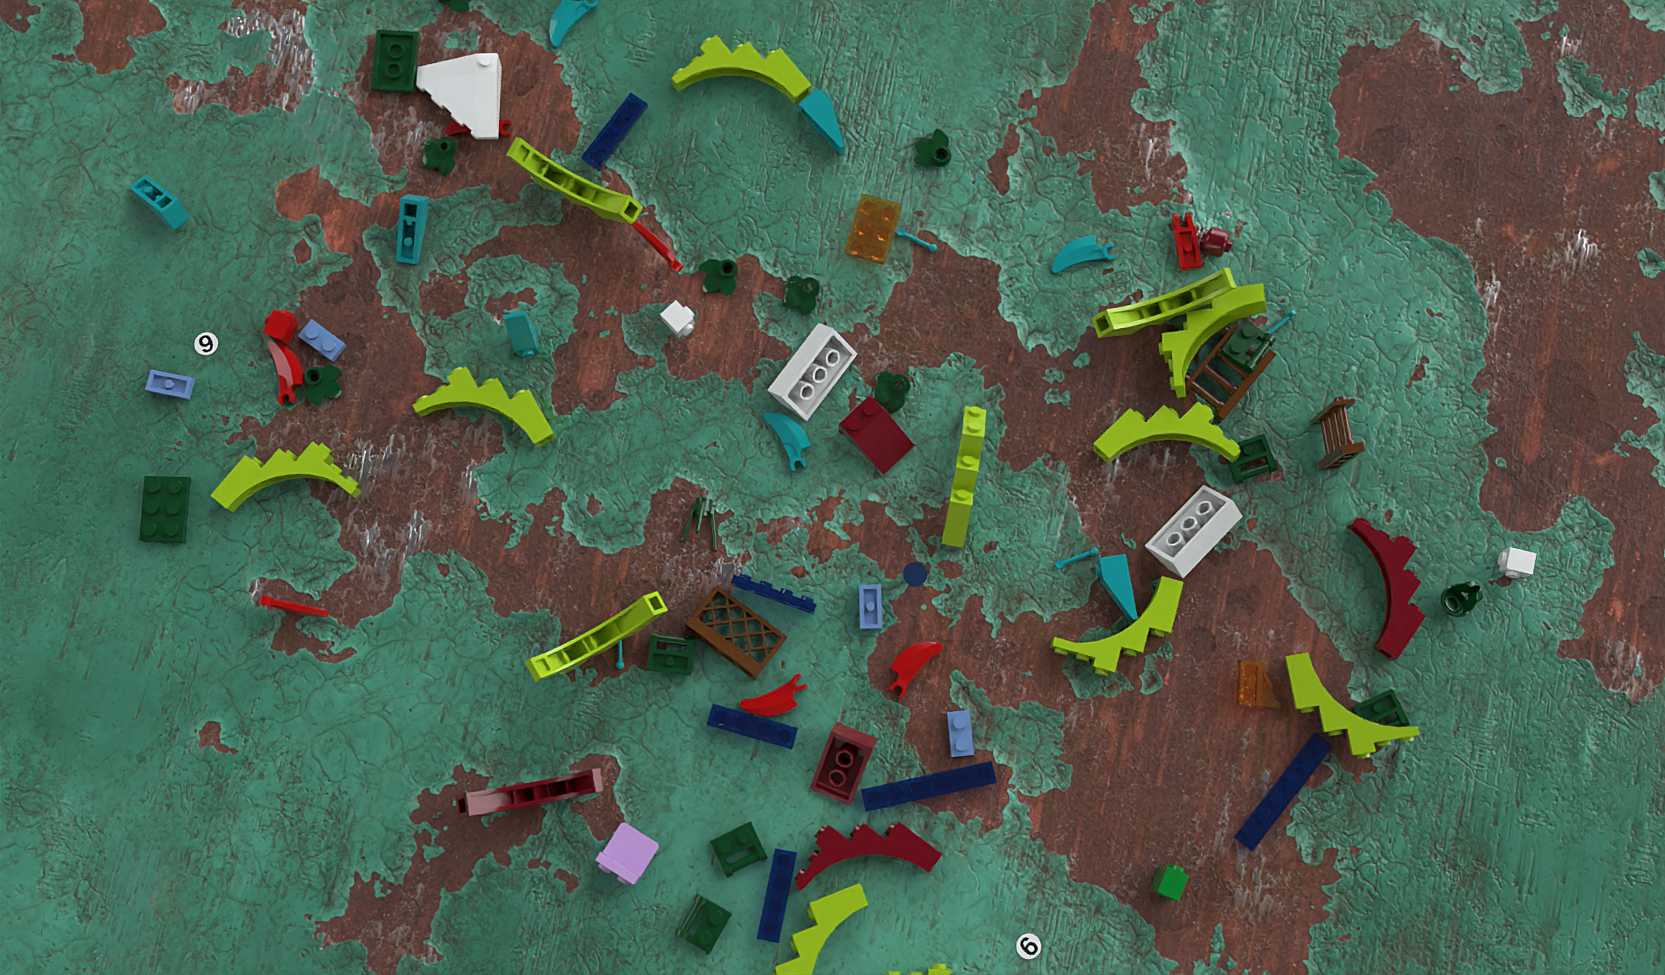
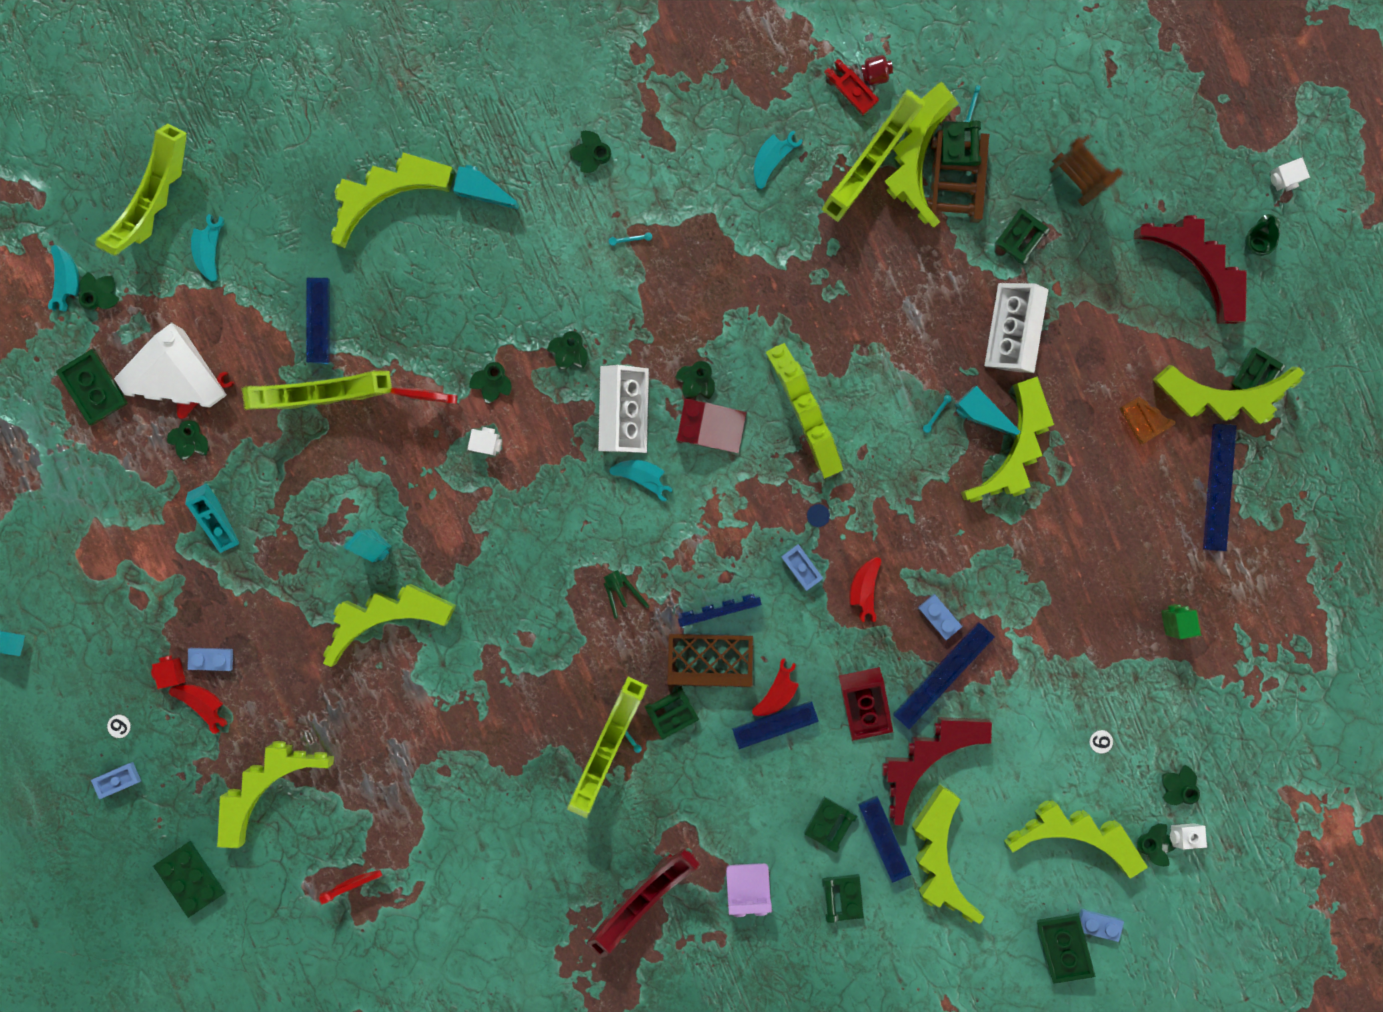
camera: 35 degrees left, 10 degrees up
(325, 386) = (240, 693): dark green plate -> none
(873, 229) = (588, 254): clear orange plate -> none
(1193, 427) = (937, 255): lime arch -> none

